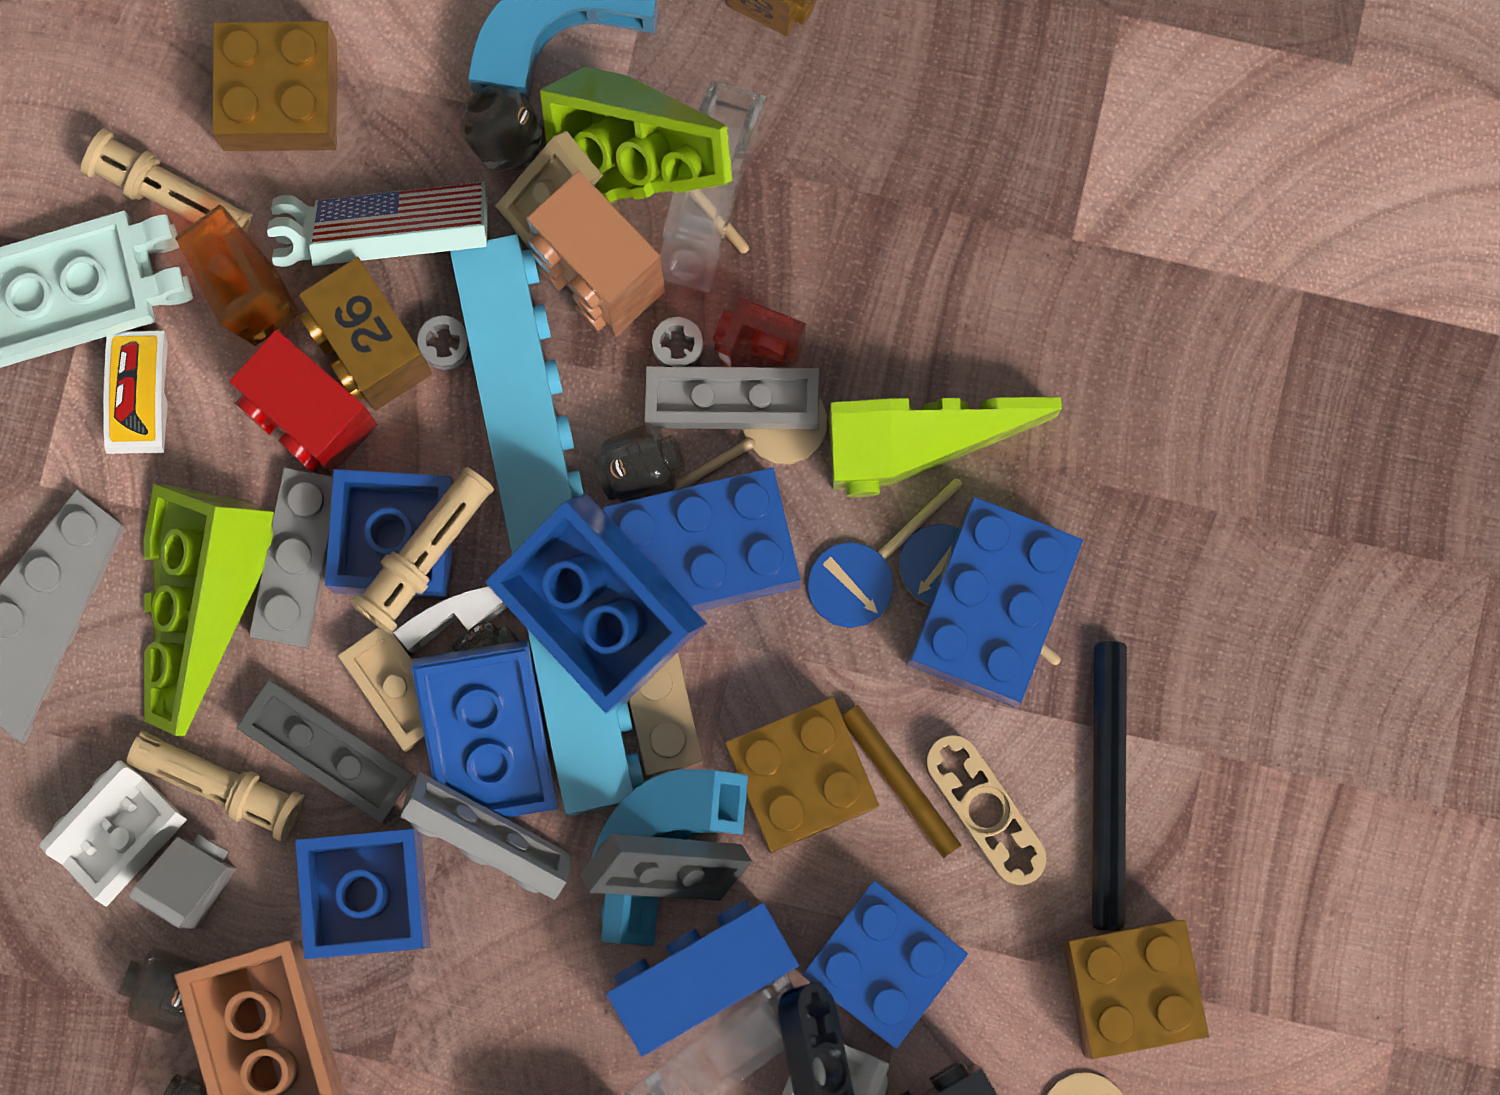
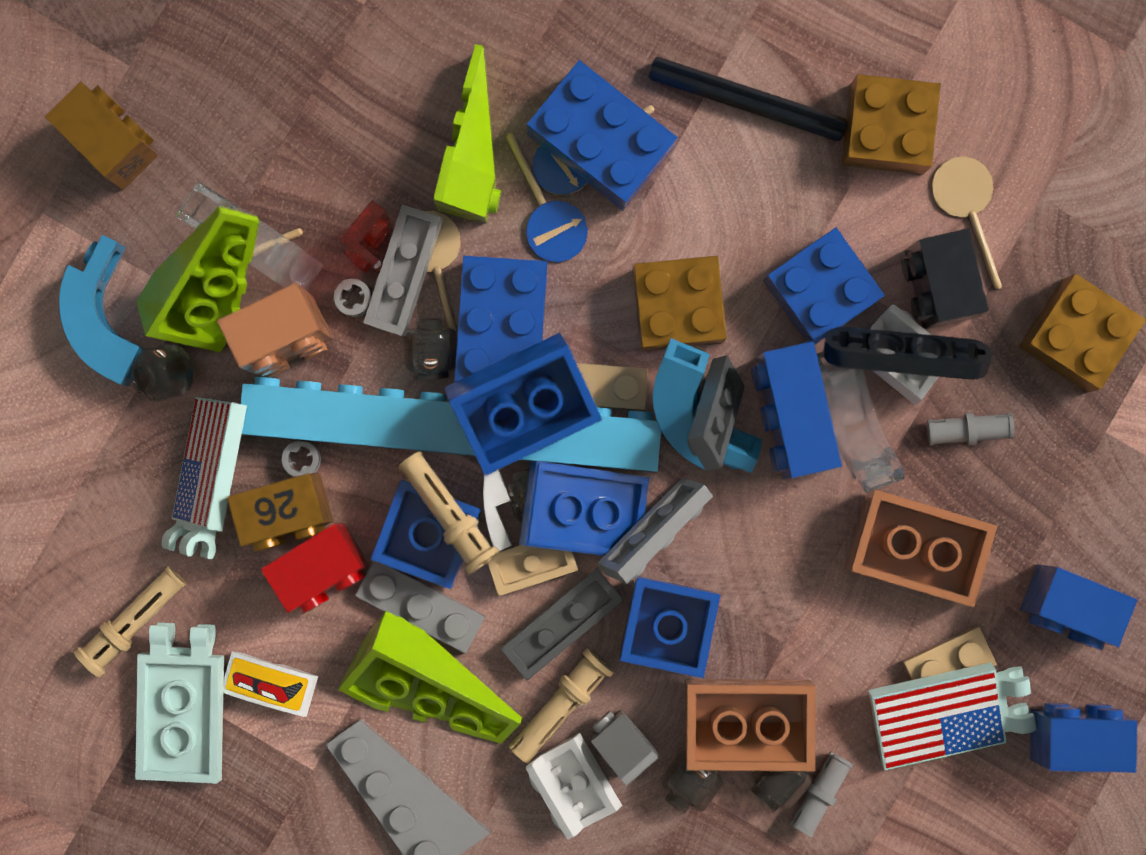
camera: 80 degrees left, 5 degrees up
(236, 277) = (210, 589): clear orange slope -> none
(274, 86) = (81, 522): pearl gold brick -> none
(543, 177) = (214, 353): tan plate -> none
(900, 781) = (702, 238): pearl gold bar -> none
(1021, 839) = (765, 169): tan beam -> none

